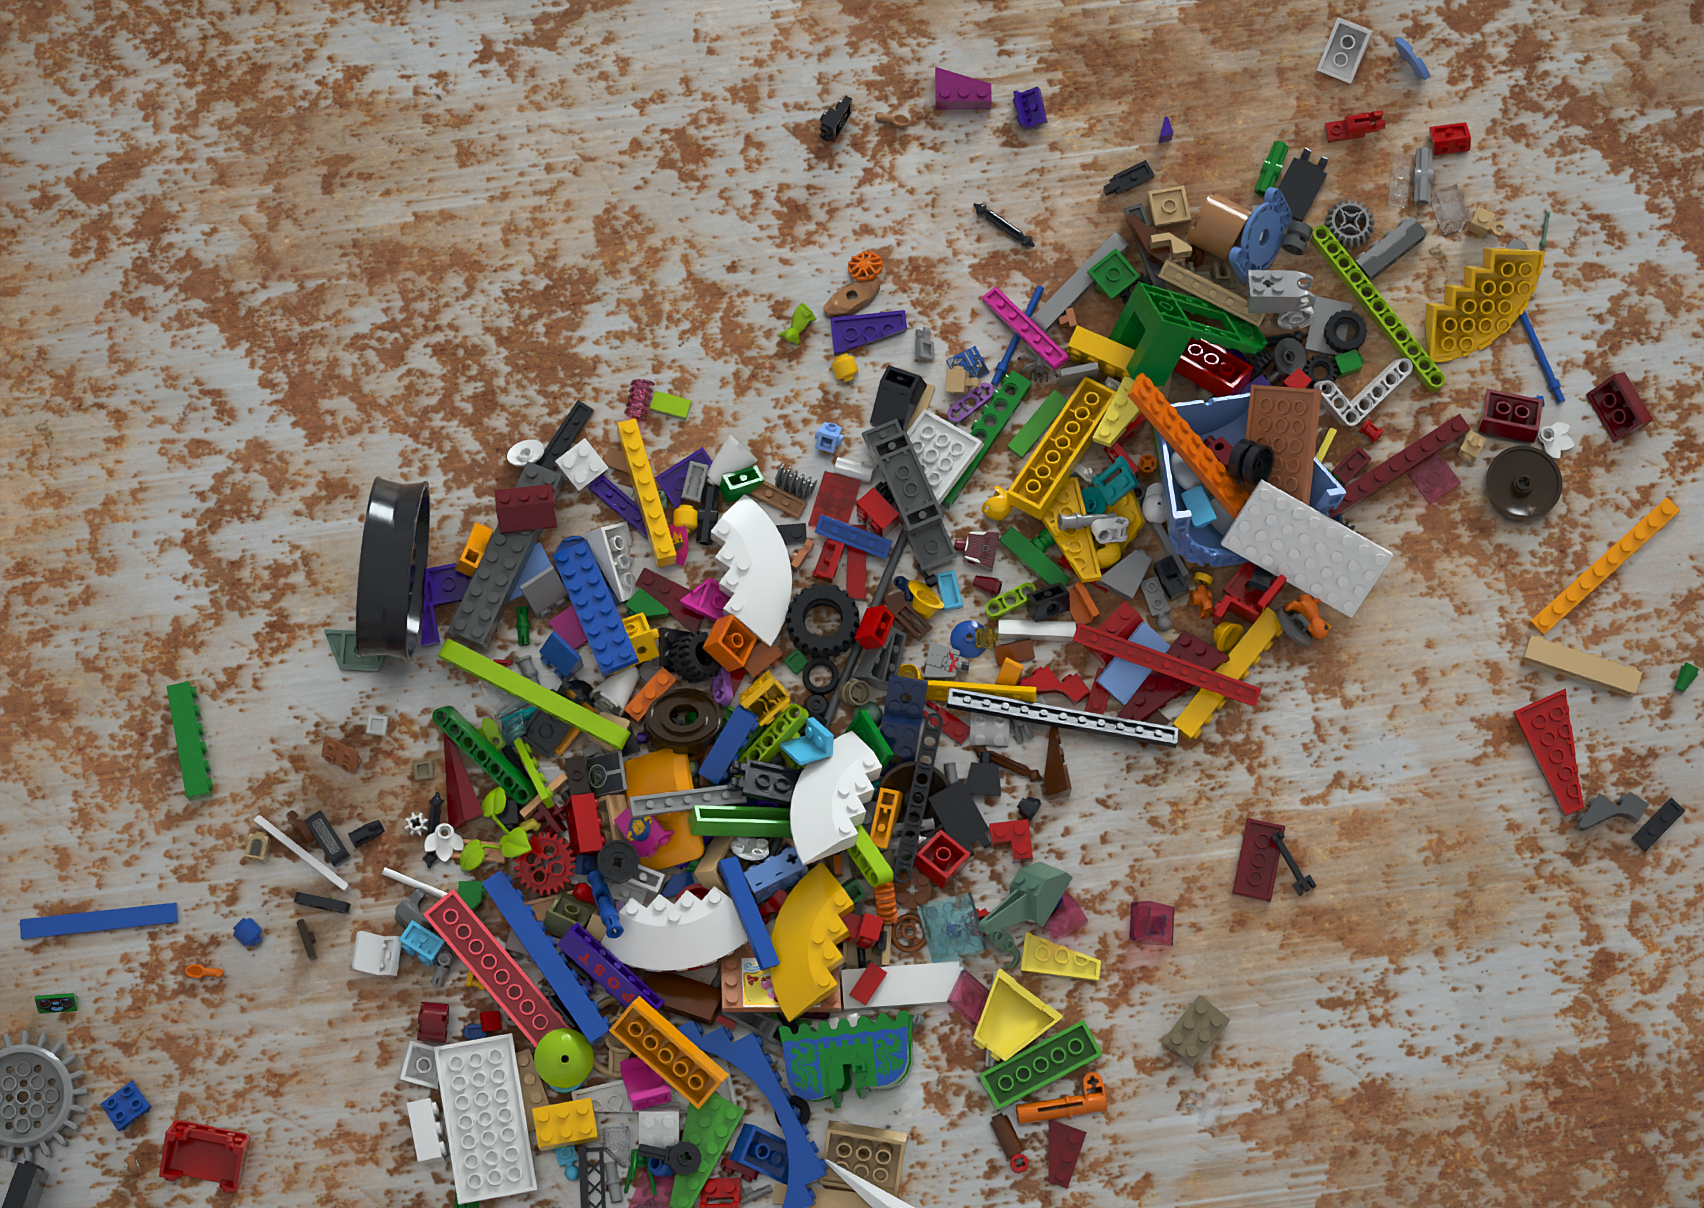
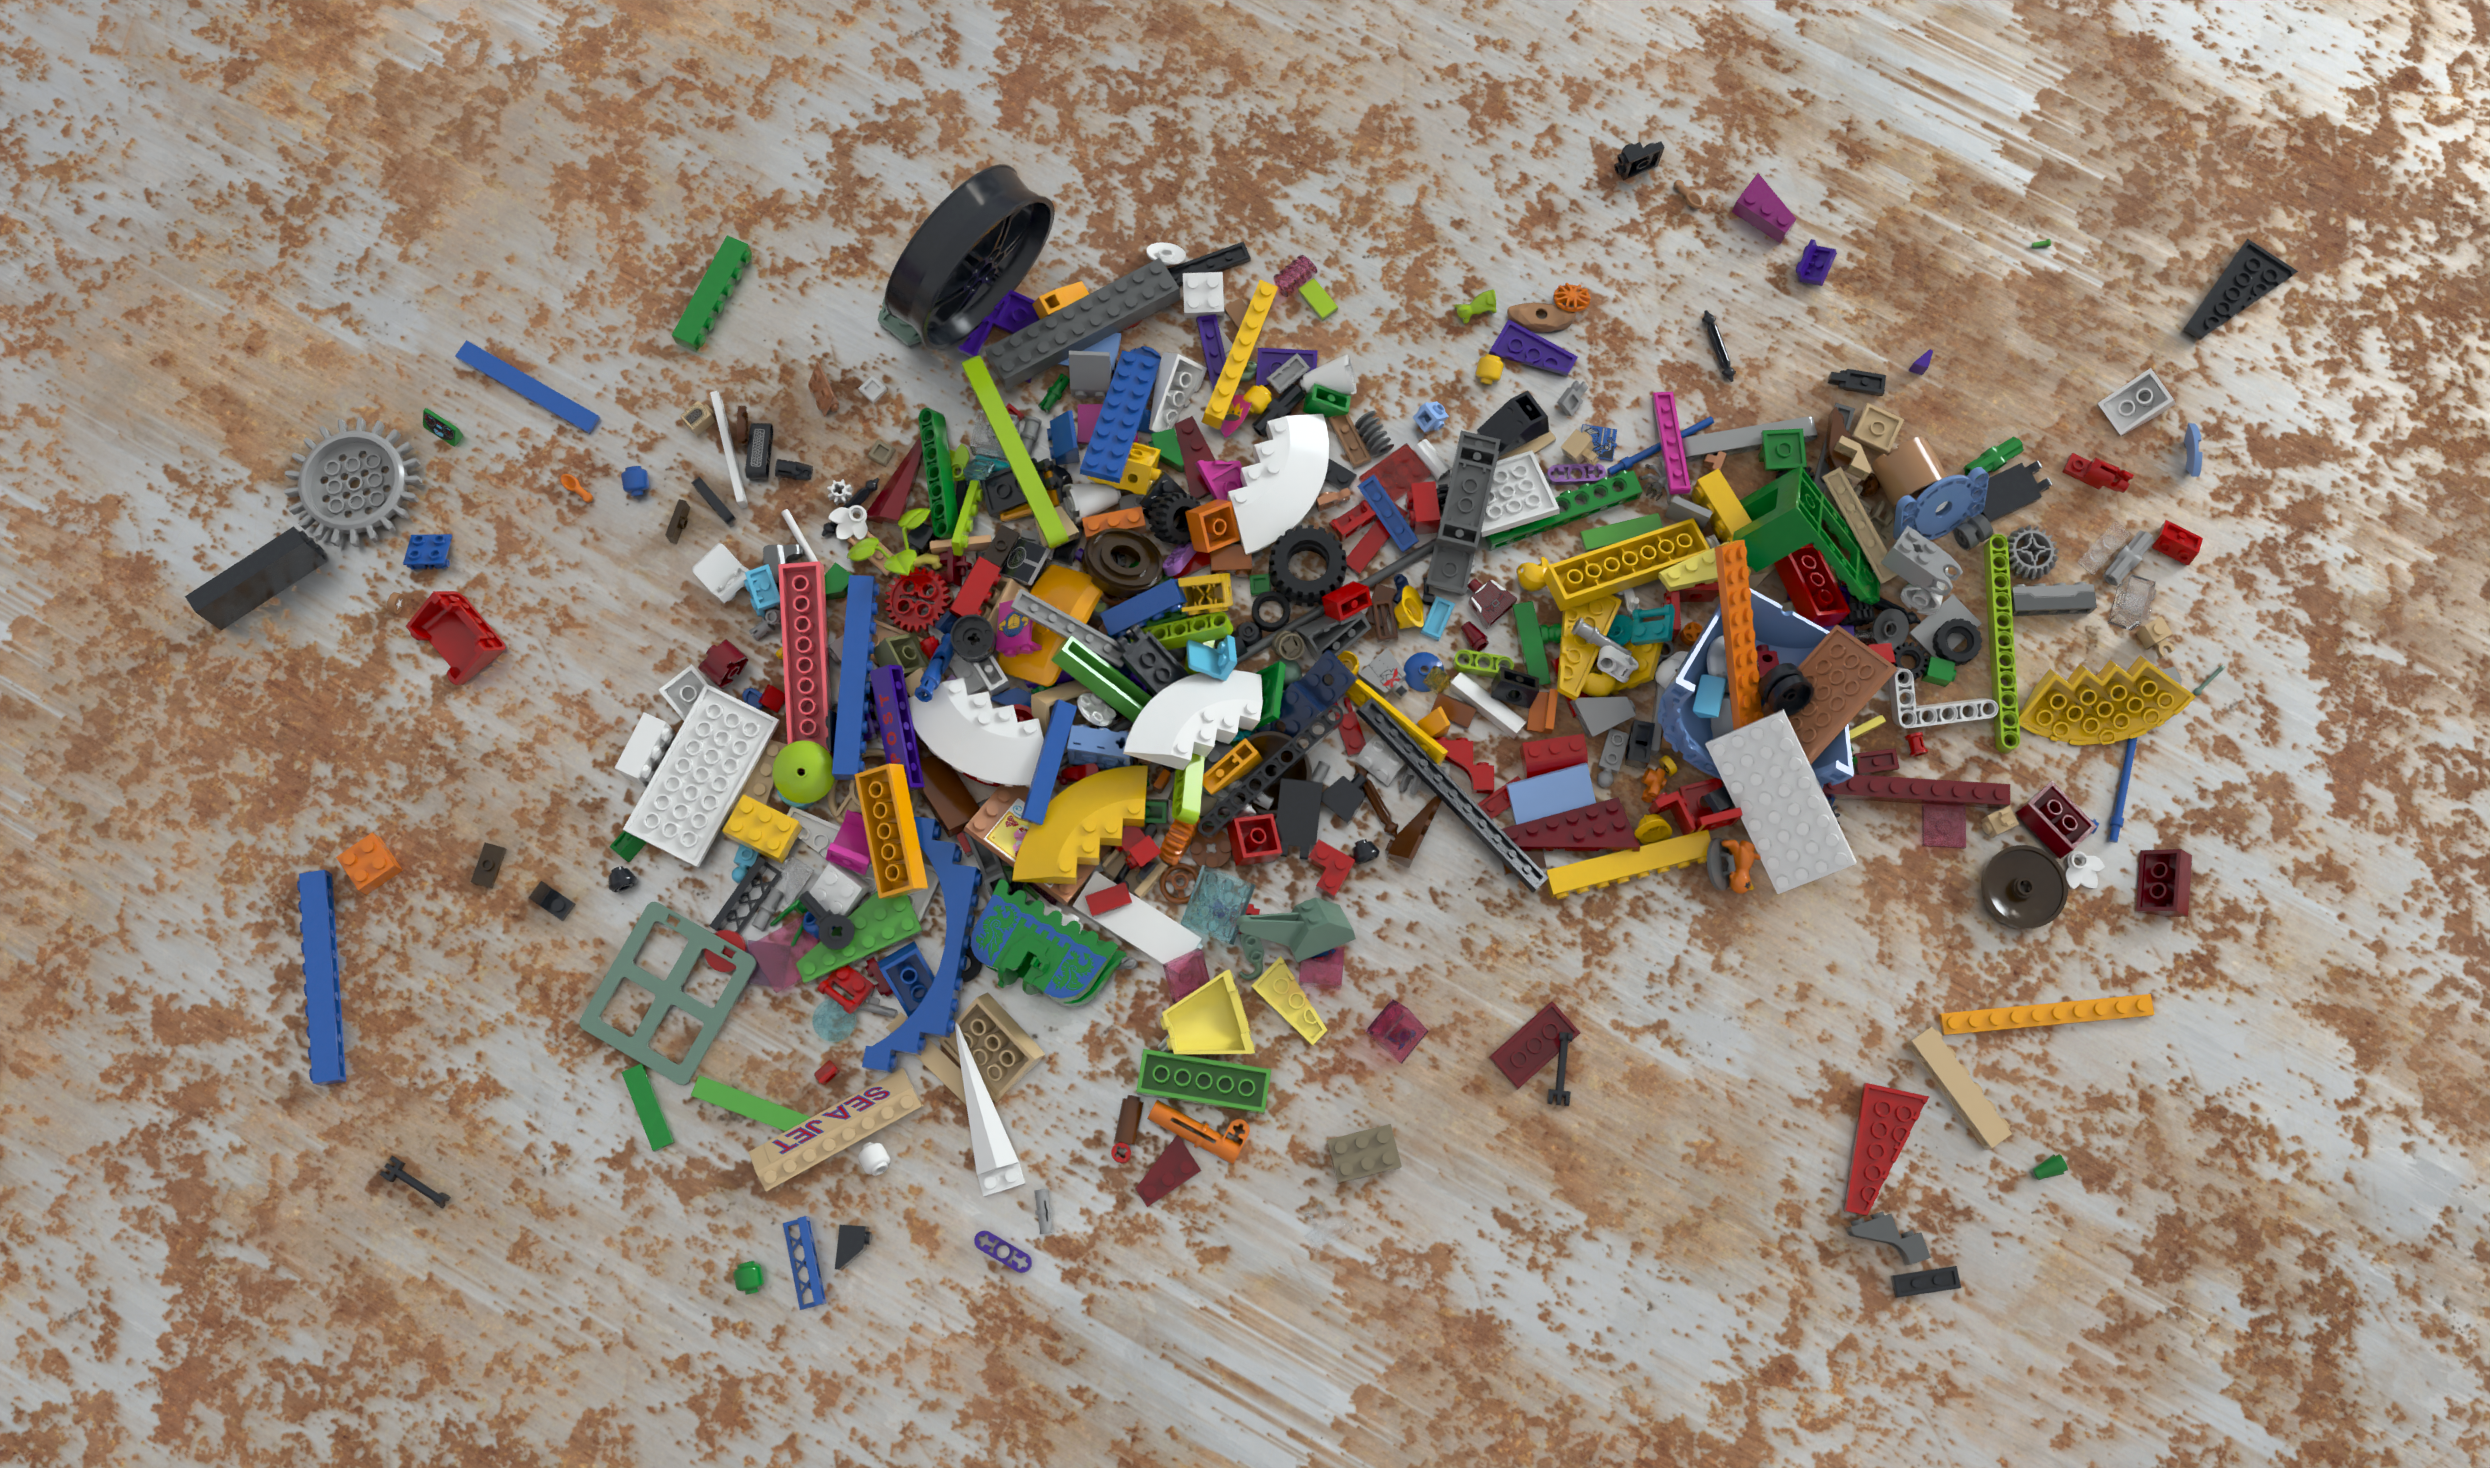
camera: 35 degrees right, 0 degrees up
(526, 508) = (1126, 292): dark red slope -> none
(1166, 664) = (1578, 815): red plate -> none

